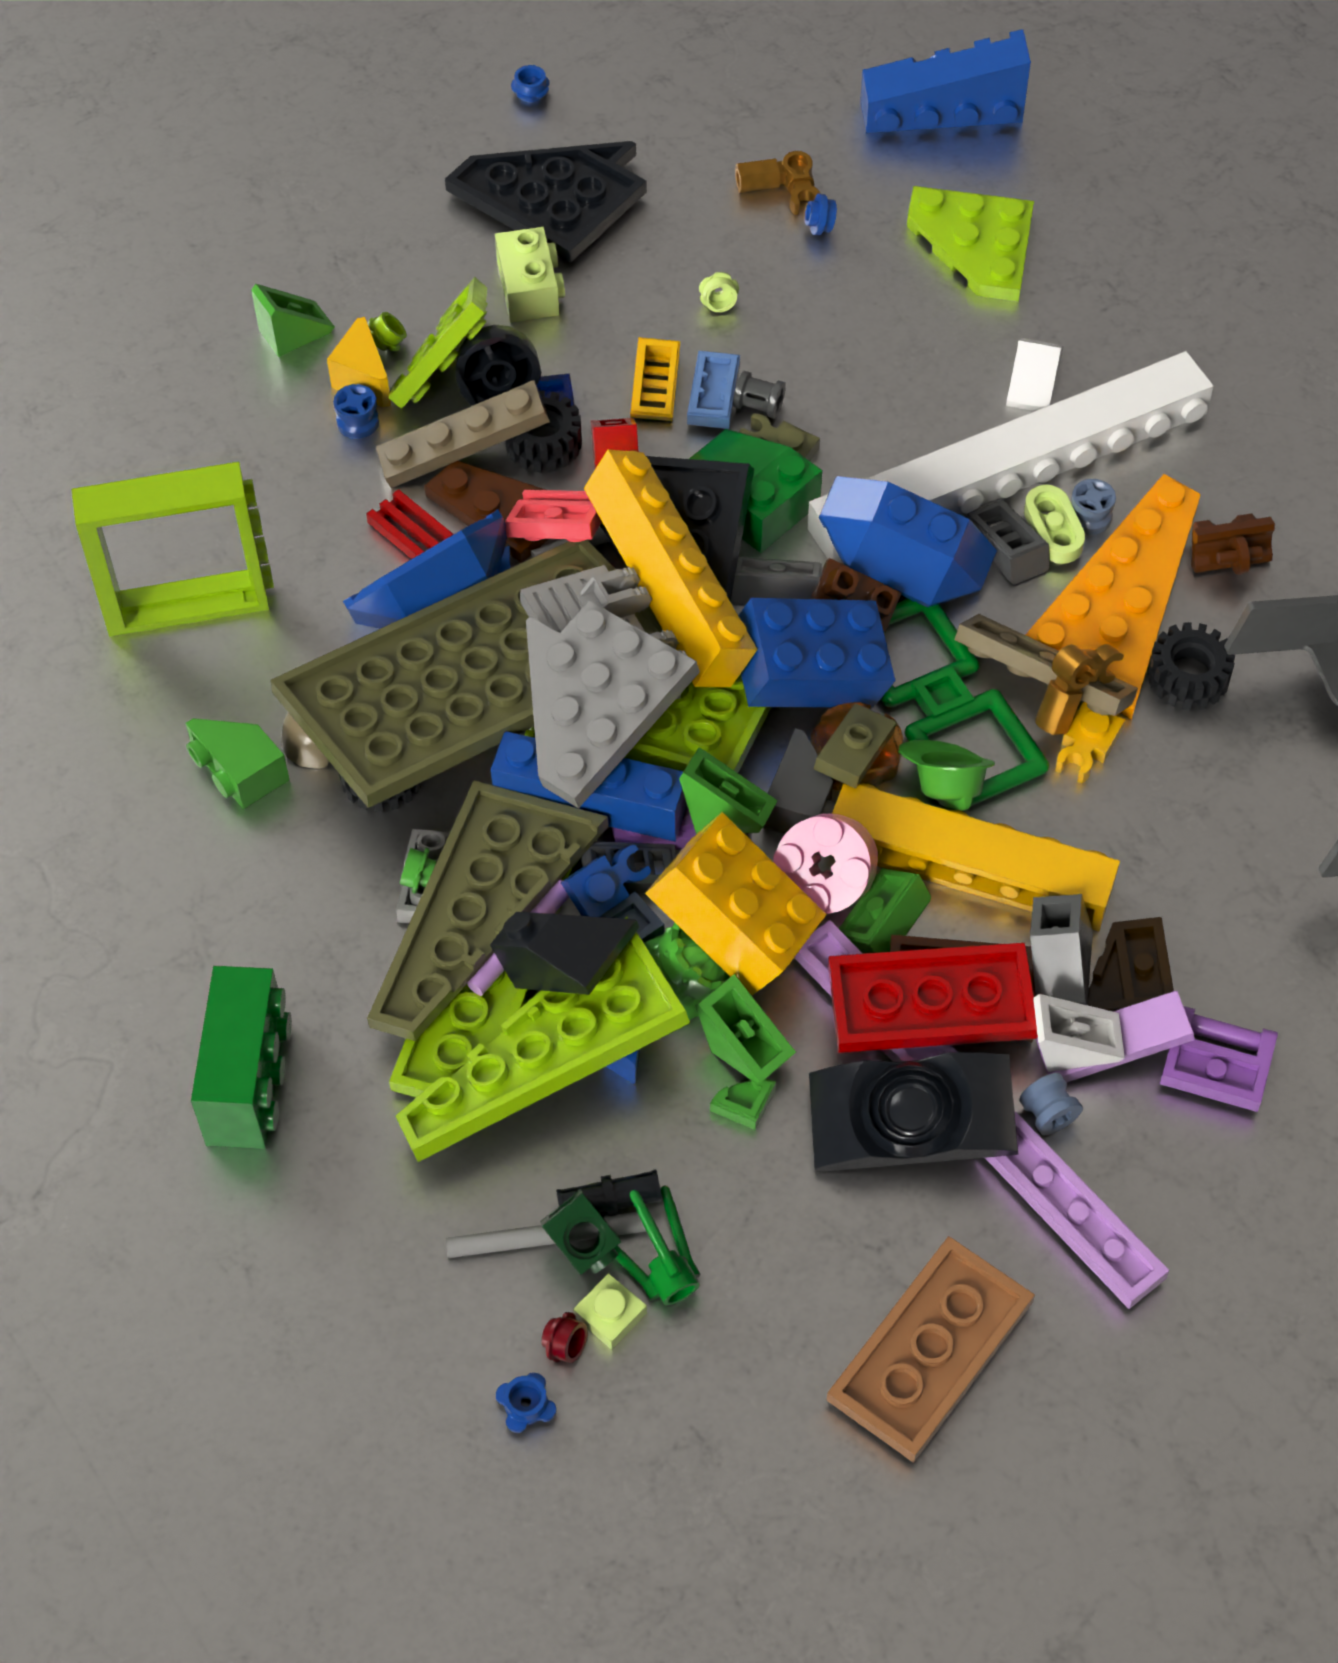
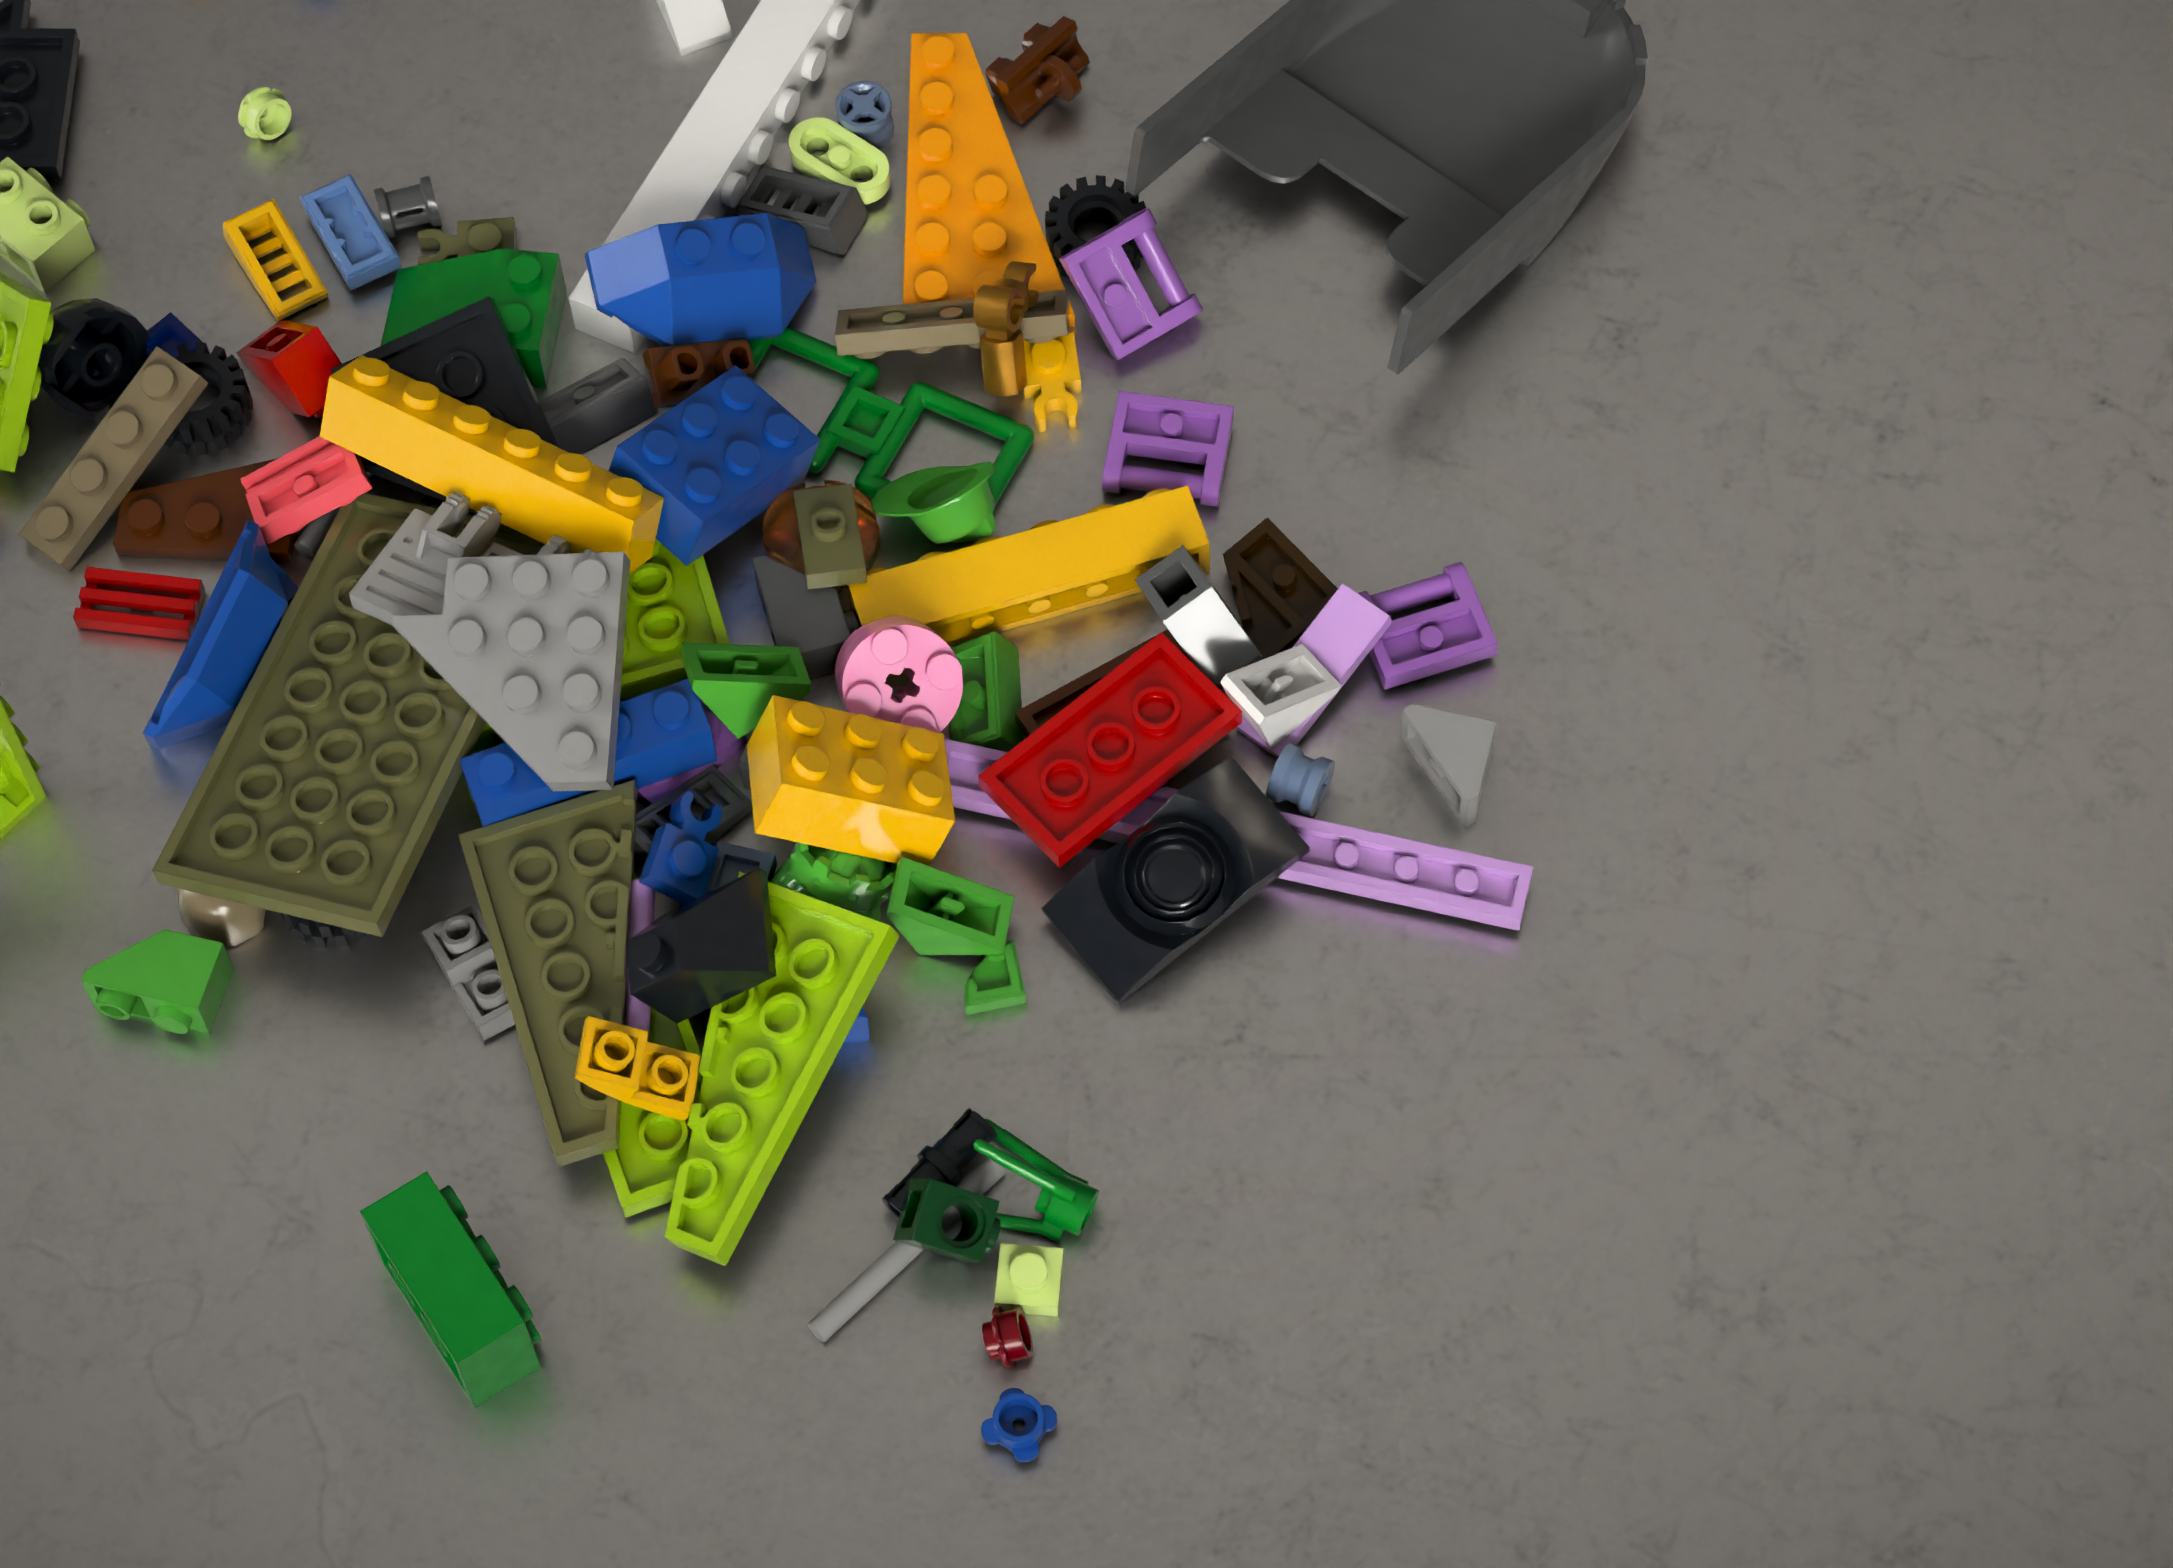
camera: 35 degrees left, 5 degrees up
(417, 869) = (473, 969): bright green plate -> none
(458, 996) = (635, 1071): none -> yellow slope
(930, 1348) = (1367, 1097): medium nougat plate -> none
(1140, 822) = (1173, 432): none -> medium lavender plate
(1169, 710) = (1115, 293): none -> medium lavender plate
(1174, 1158) = (1452, 753): none -> light grey slope

